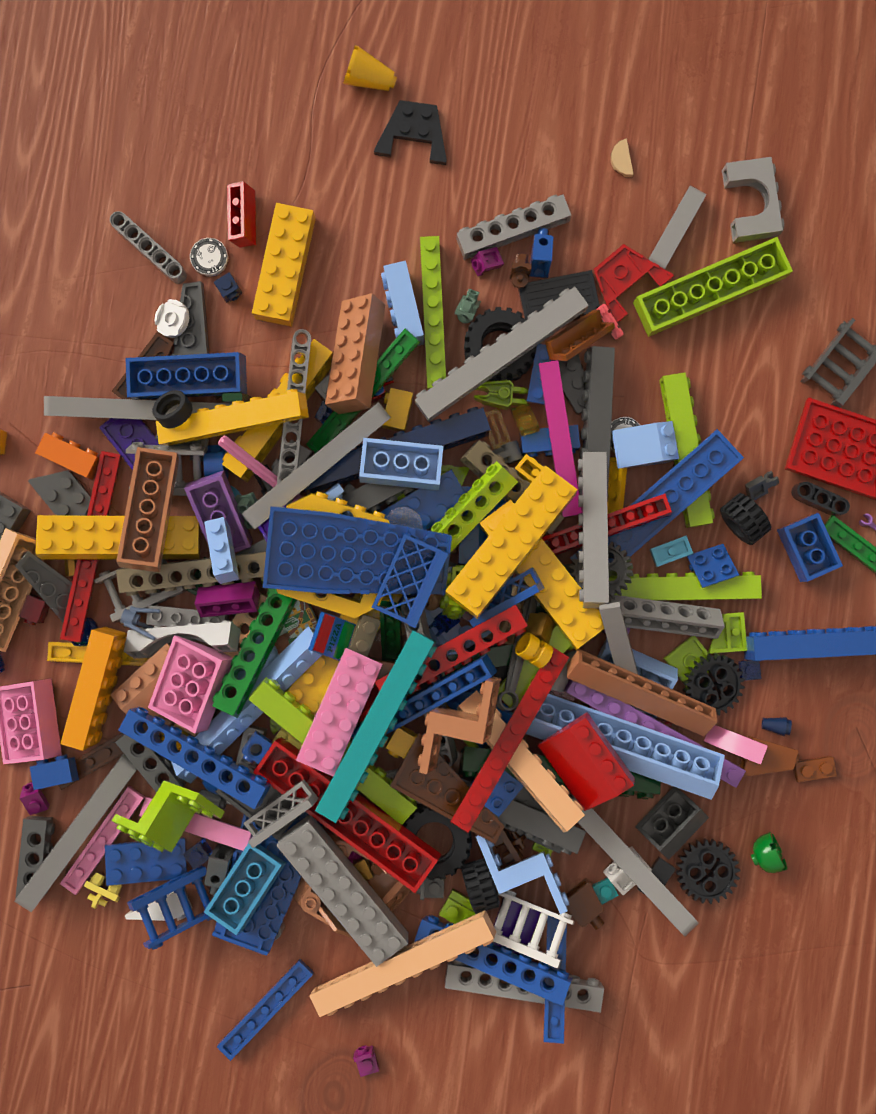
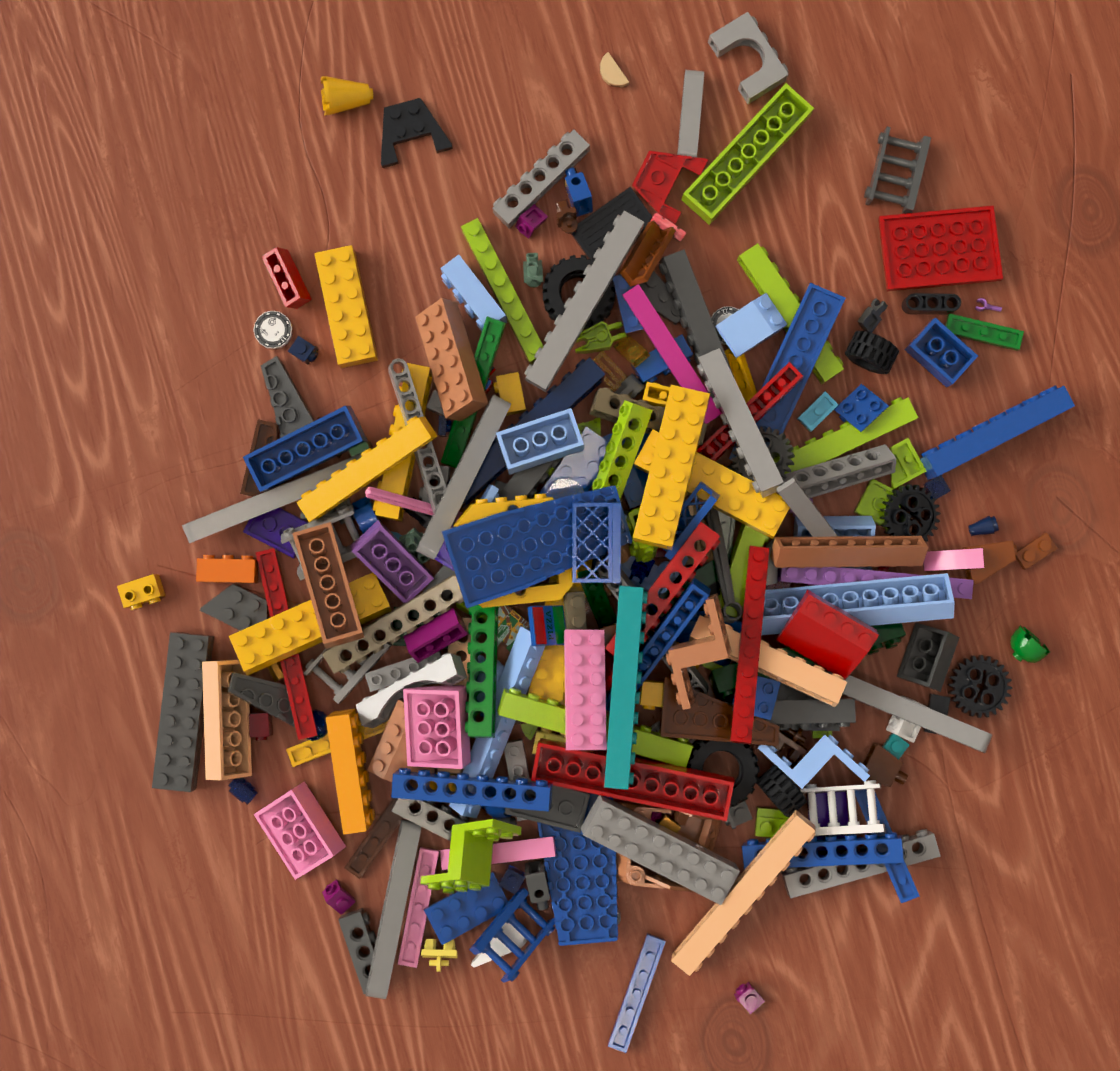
camera: 25 degrees left, 0 degrees up
(54, 773) = (347, 865): blue brick -> none
(131, 620) = (354, 692): sand blue plant -> none
(143, 240) = (204, 346): light grey beam -> none
(166, 402) = (317, 489): black tyre -> none
(172, 318) = (265, 402): white tile -> none
(221, 550) = (412, 592): light blue brick -> none
(244, 888) = (570, 887): dark azure brick -> none
(256, 738) = (517, 751): blue brick -> none
(281, 820) = (580, 805): light grey fence -> none
(532, 649) = (733, 554): yellow wheel -> none
(540, 626) = (731, 534): pearl gold brick -> none

